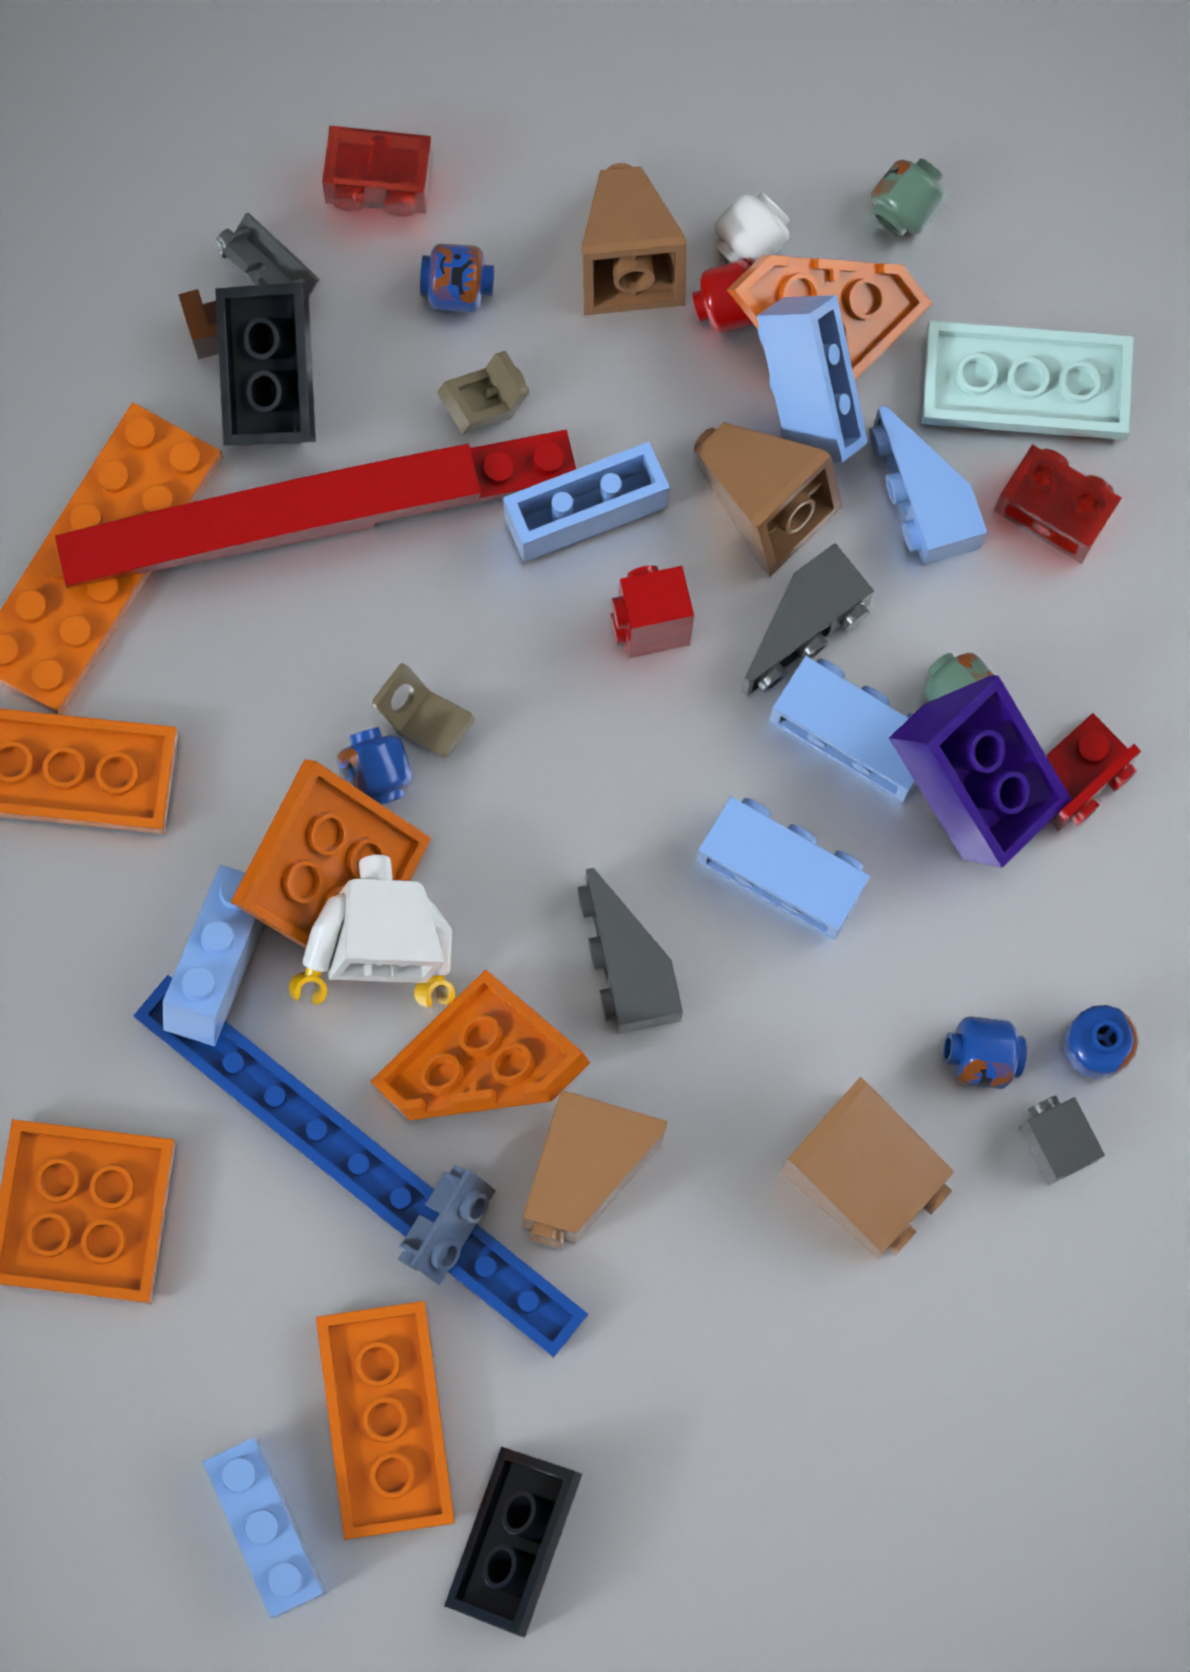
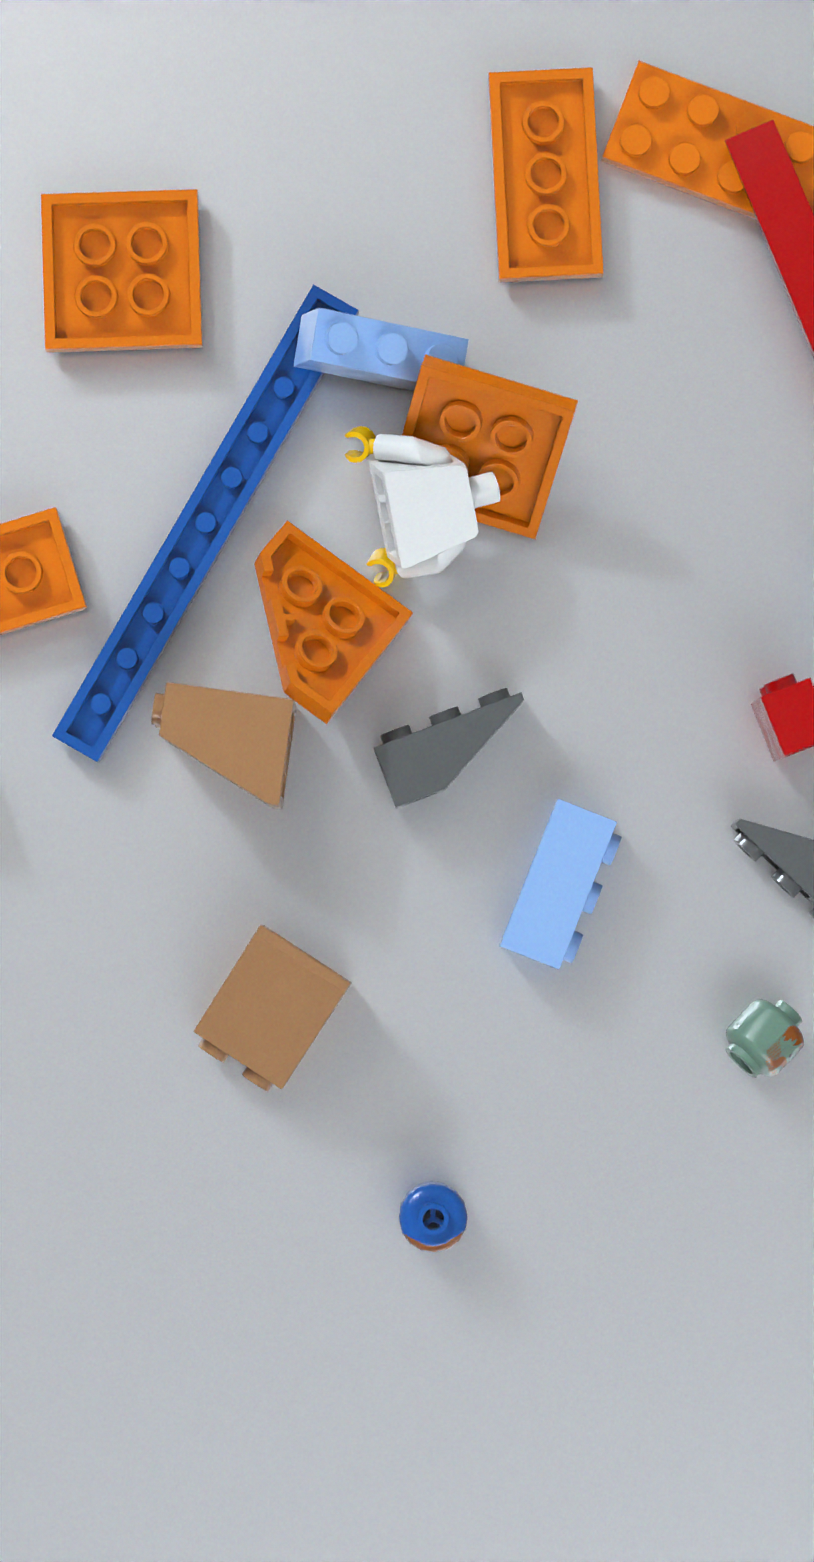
camera: 85 degrees right, 10 degrees up
(376, 765) = (593, 472): blue head -> none
(424, 716) = (655, 512): dark tan bracket -> none
(436, 1246) = (136, 607): sand blue hinge -> none
(844, 724) = (712, 936): light blue brick -> none
(981, 771) = (678, 1063): dark purple slope -> none
(985, 1052) = (406, 1106): blue head -> none
(1060, 1138) = (334, 1189): dark grey brick -> none
(1088, 764) = (703, 1162): red bracket -> none

